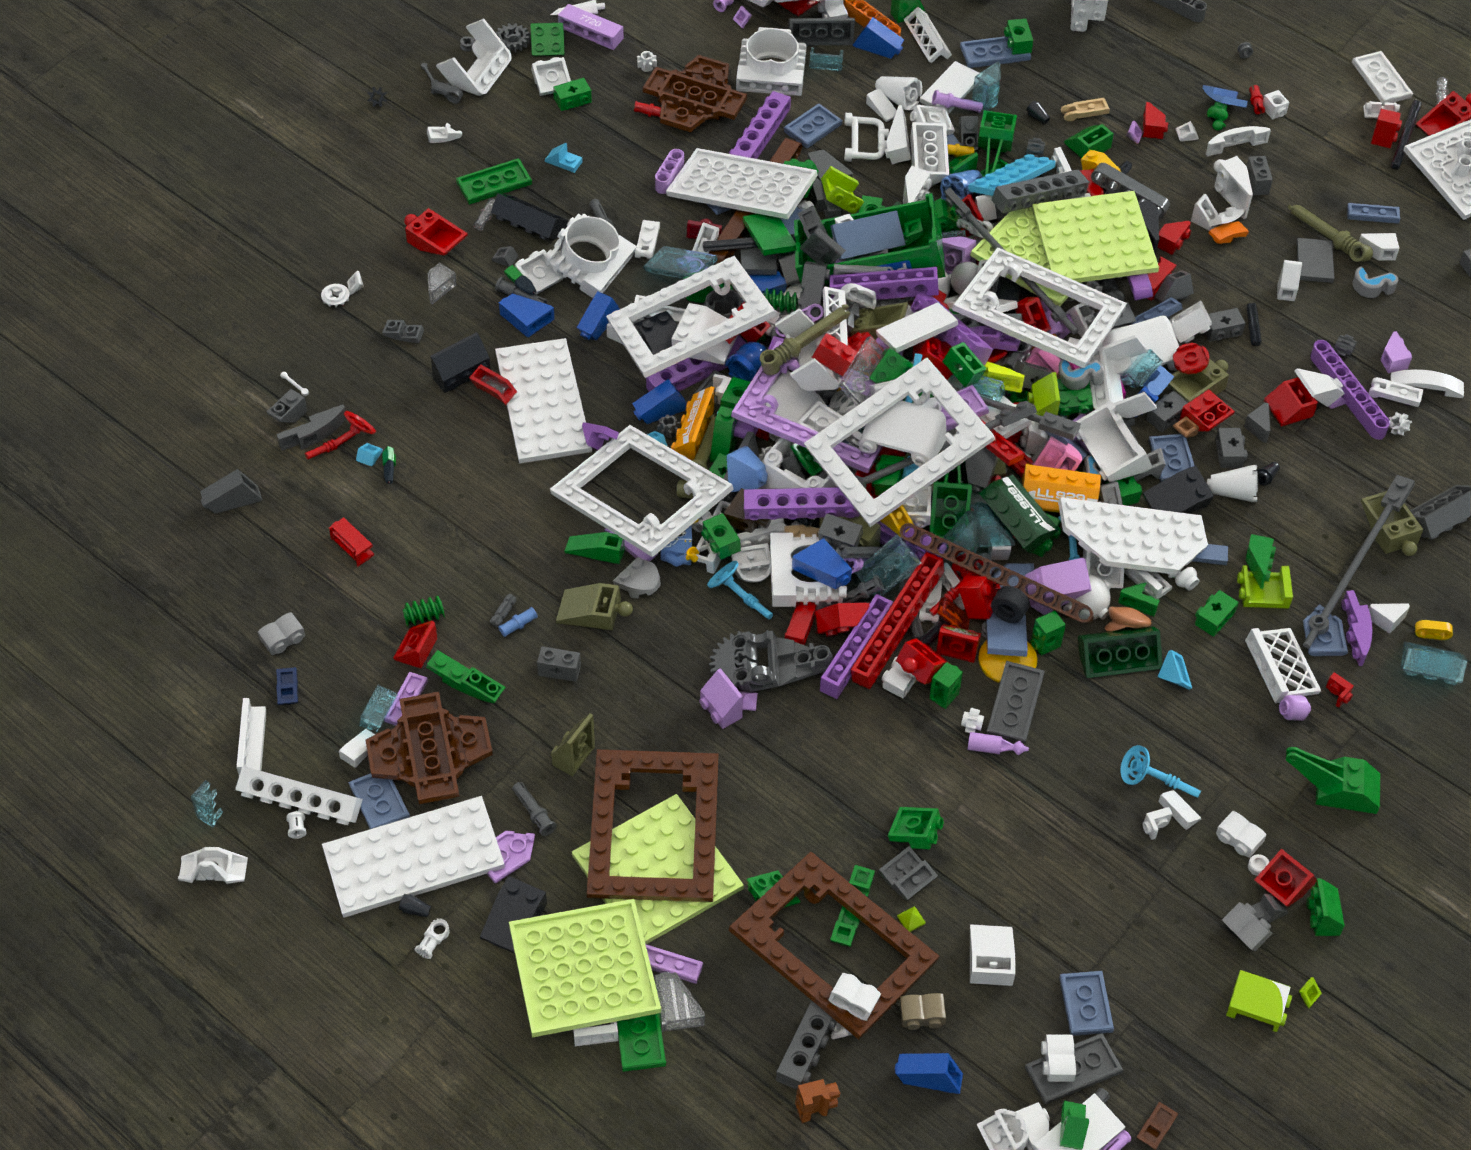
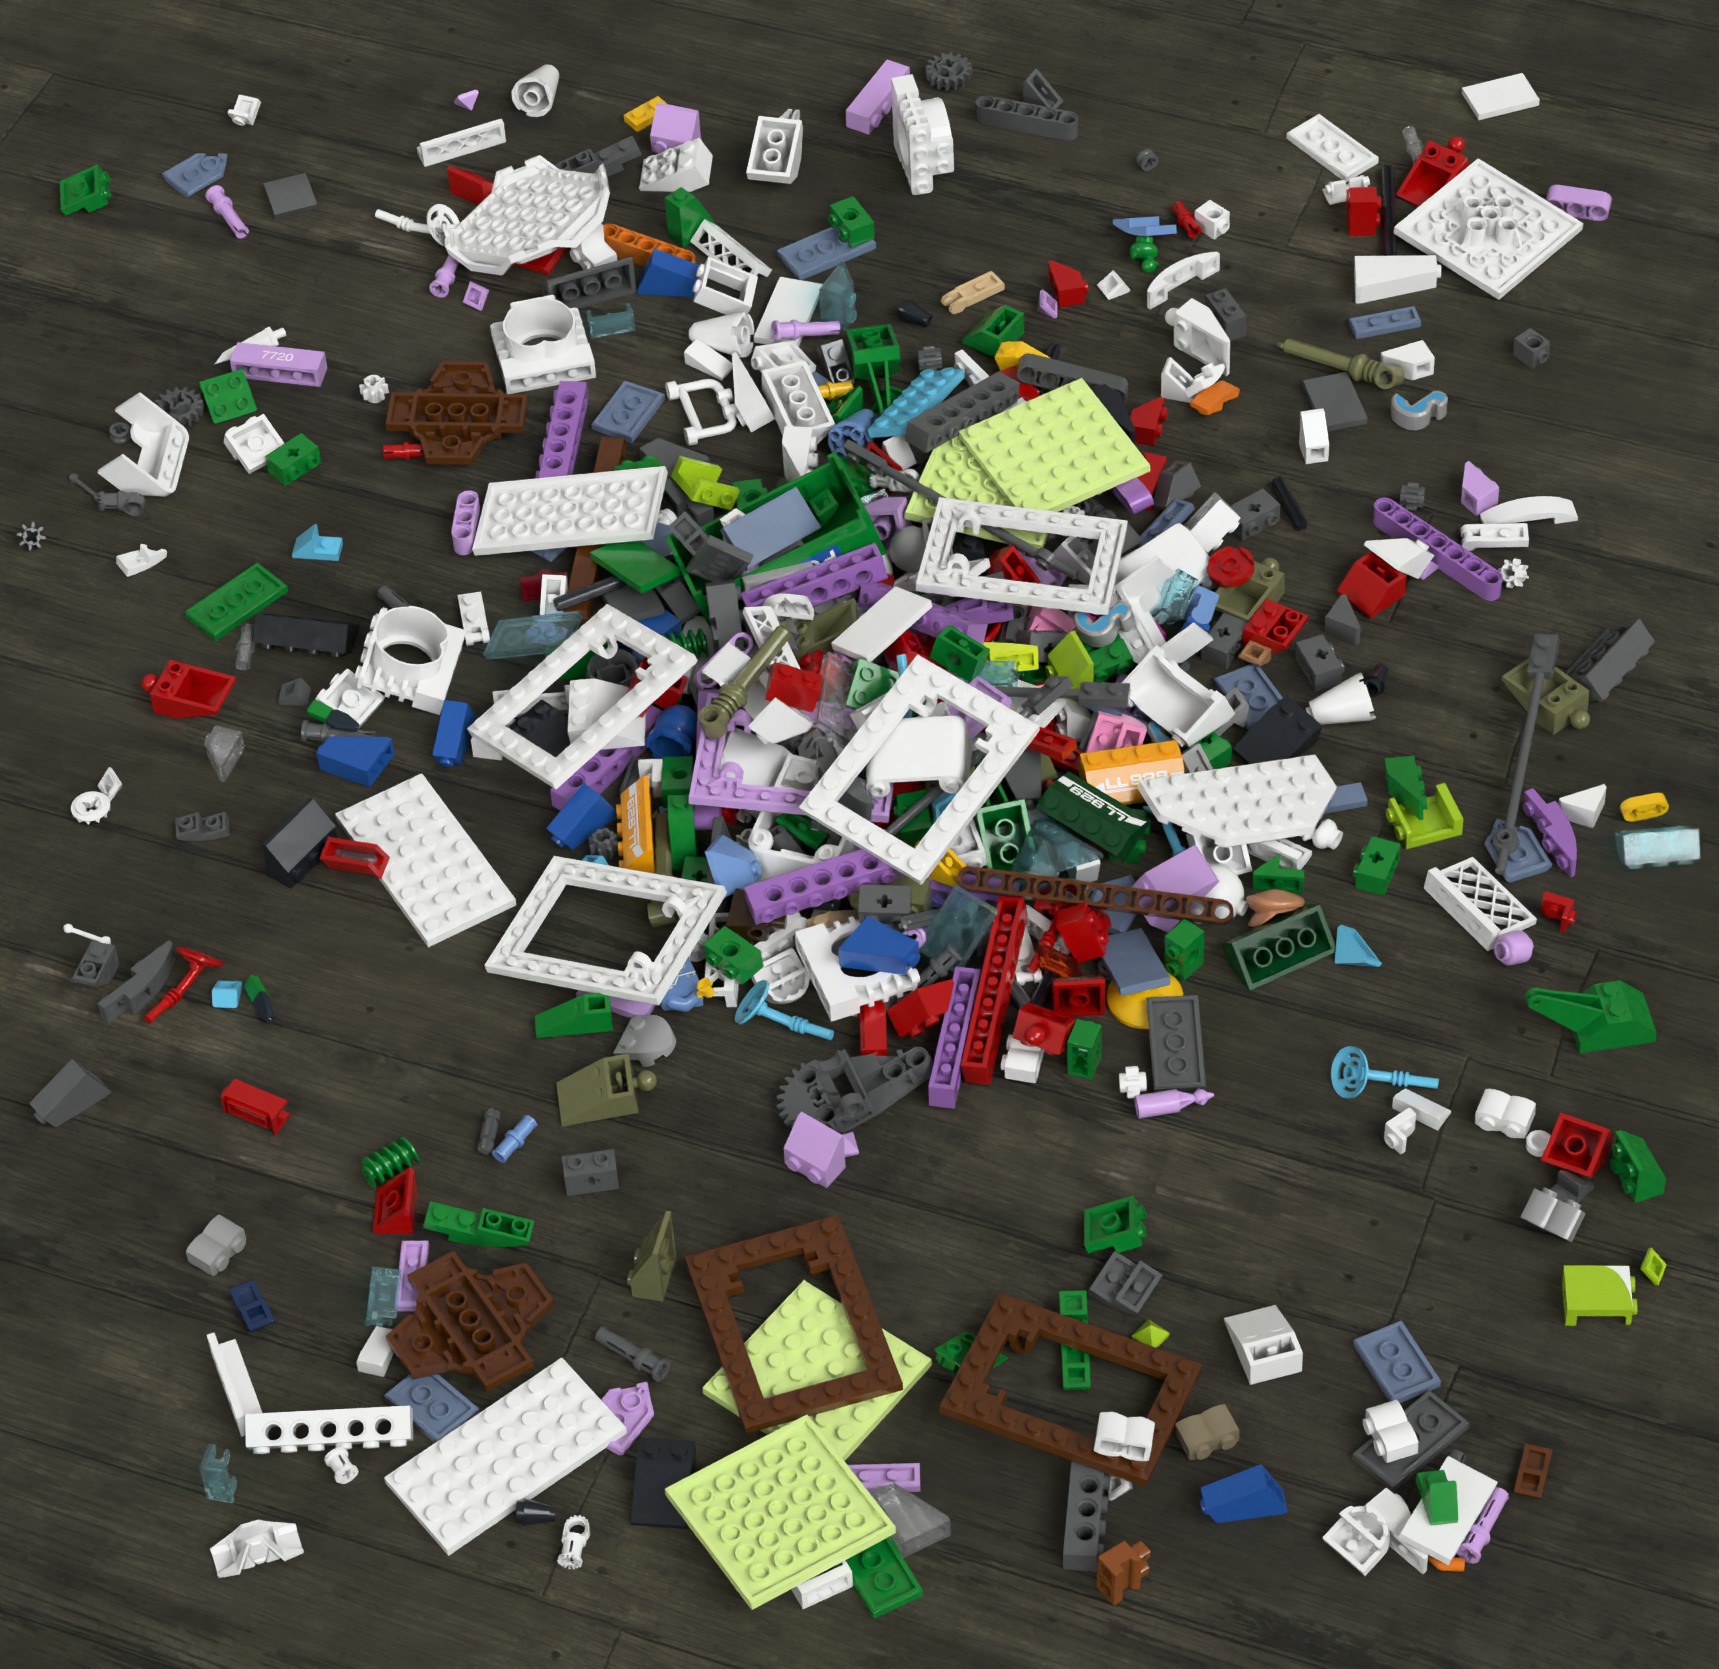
camera: 15 degrees left, 5 degrees down
(597, 434) = (515, 879): medium lavender slope -> none
(848, 447) = (855, 796): none -> dark grey slope
(916, 49) = (727, 276): none -> white window
(1010, 604) = (1126, 928): black tyre -> none
(1392, 181) = (1393, 276): none -> white slope

